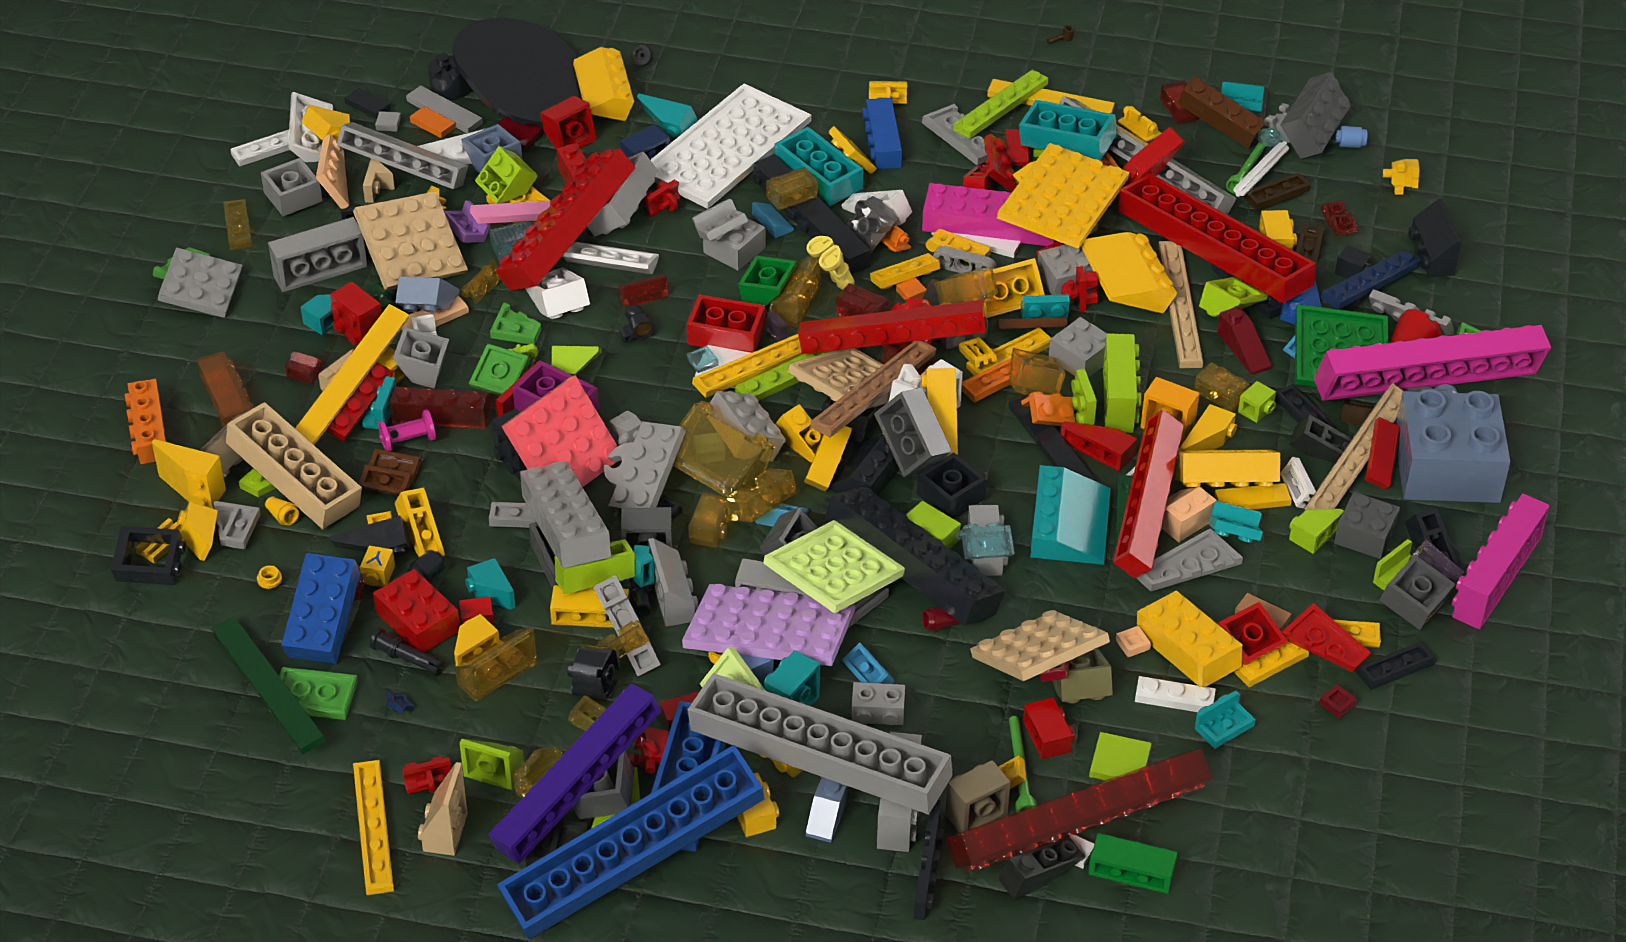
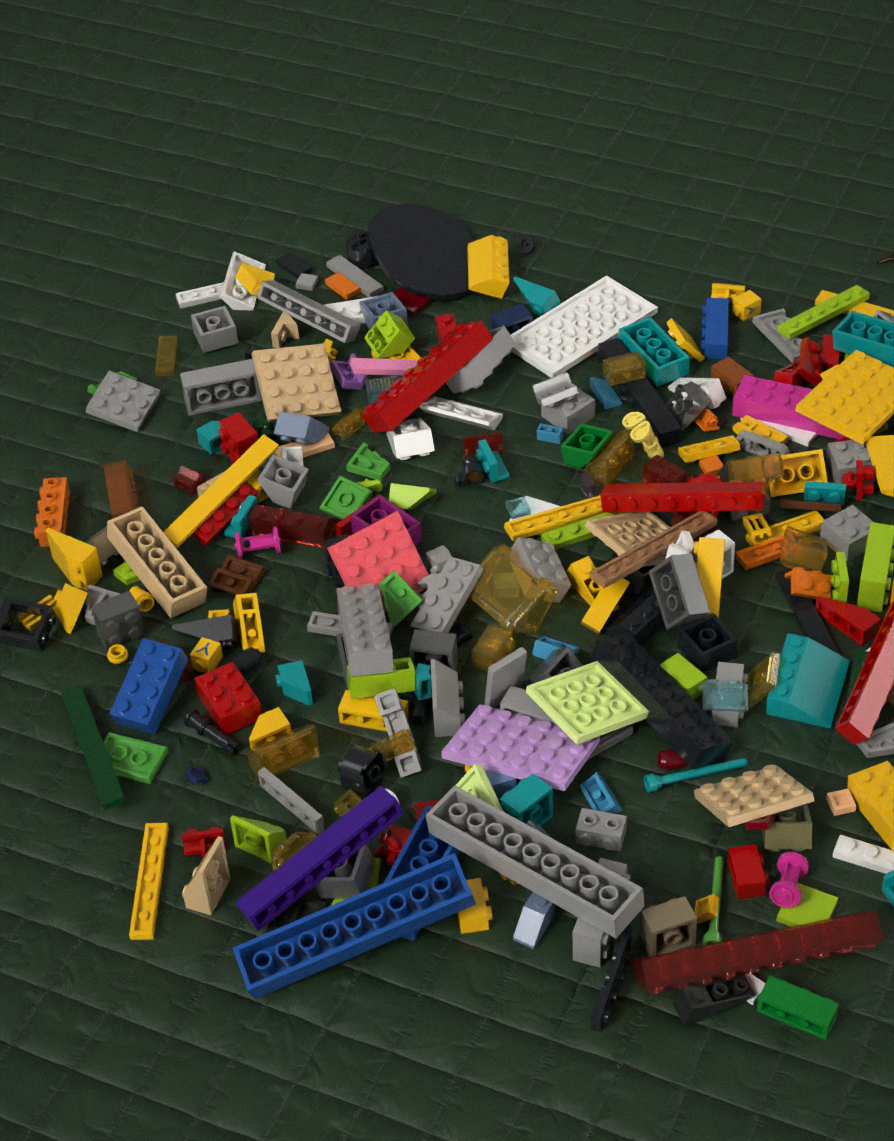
camera: 15 degrees right, 0 degrees up
(263, 537) = (118, 620): none -> dark grey brick
(332, 171) = (250, 319): light nougat wing -> none
(473, 607) = (281, 700): red piece -> none
(518, 716) = (291, 800): none -> light grey tile
(569, 123) = (451, 296): red slope -> none
(591, 473) = (398, 598): none -> bright green wing
(659, 310) = (491, 462): none -> teal bracket
(663, 198) = (516, 366): red hips -> none
(719, 271) = (550, 433): none -> dark azure piece
(725, 324) = (543, 479): red brick -> none
(734, 547) = (504, 674): none -> light grey tile
(771, 490) = (550, 627): clear yellow arch -> none
(912, 104) = (746, 305): none -> yellow brick
(913, 184) = (729, 374): none -> dark orange brick
(924, 645) = (653, 782): none -> teal piece
(1023, 516) = (763, 678): none -> clear yellow tile
(1096, 743) = (786, 892): none -> dark pink hose

